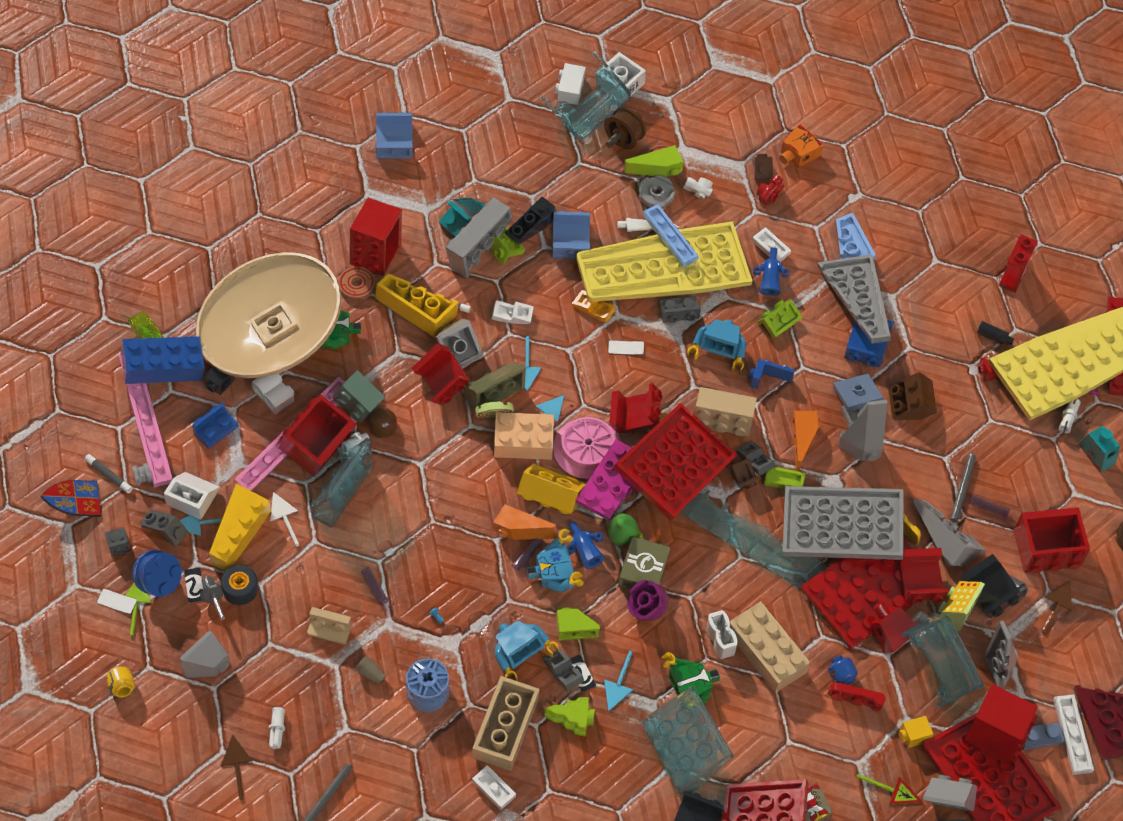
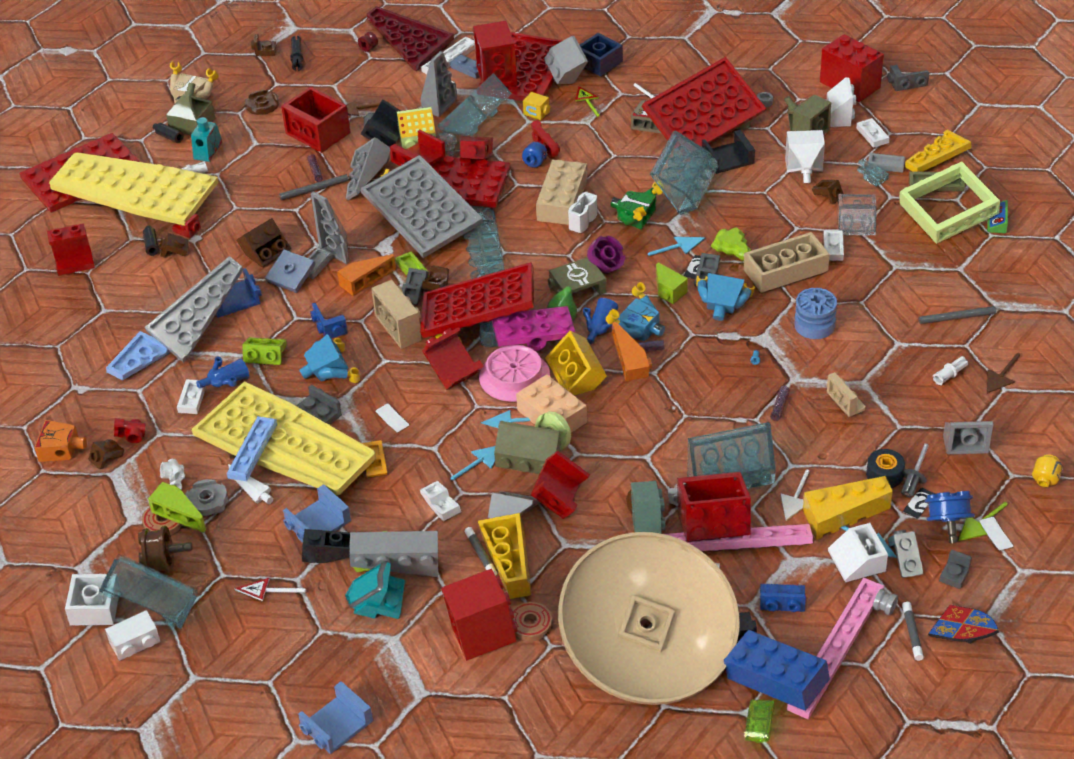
camera: 125 degrees left, 15 degrees down
(369, 670) = (844, 356): dark tan cone -> none
(545, 170) = (258, 589): none -> white piece
(970, 343) = (173, 244): none -> reddish brown bracket

